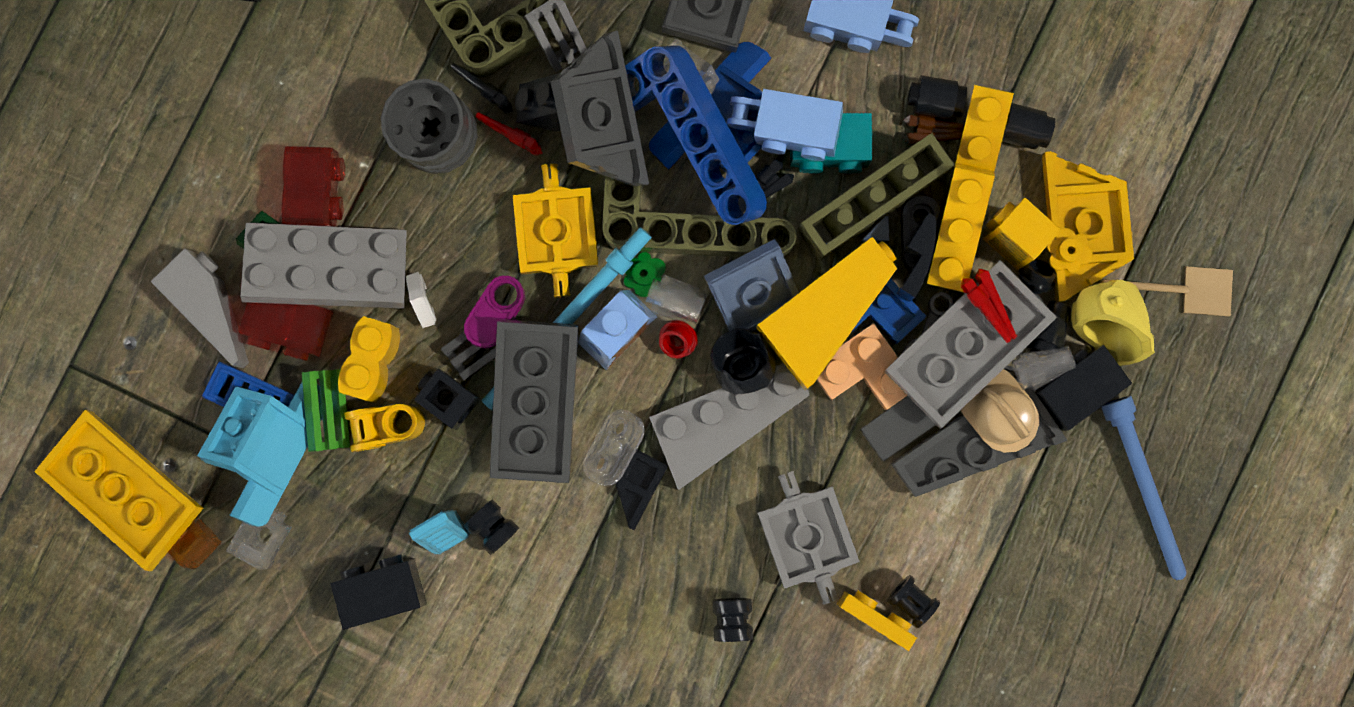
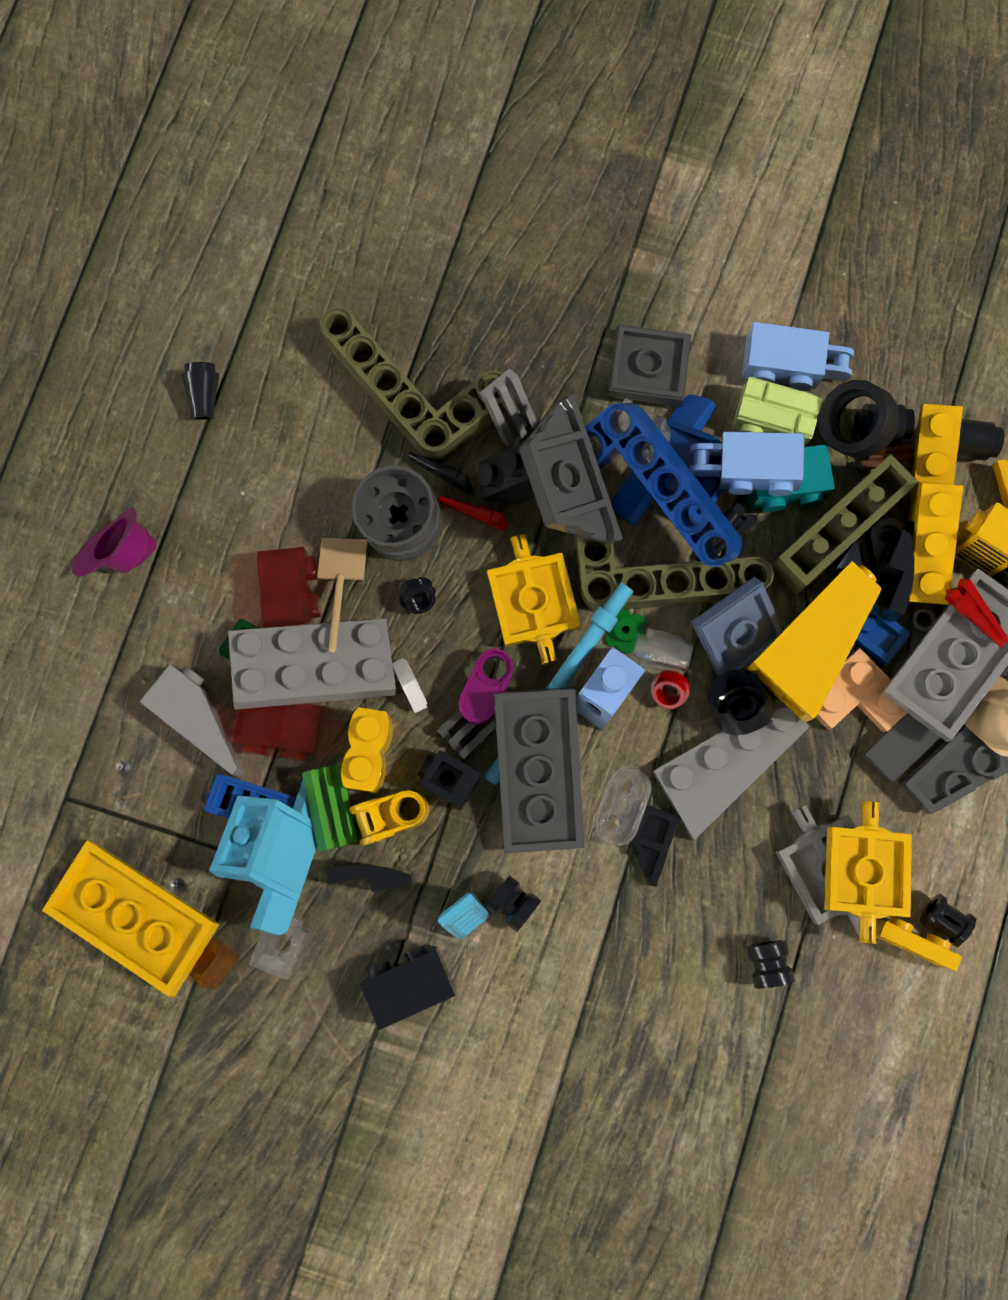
camera: 10 degrees left, 5 degrees down
(146, 122) = (115, 547): none -> magenta piece
(363, 483) = (380, 876): none -> black slope
(367, 165) = (341, 561): none -> tan piece
(440, 218) = (421, 601): none -> black plate
(828, 72) = (776, 409): none -> yellowish green brick
(839, 544) = (868, 872): none -> yellow plate
(882, 83) = (835, 404): none -> black tyre

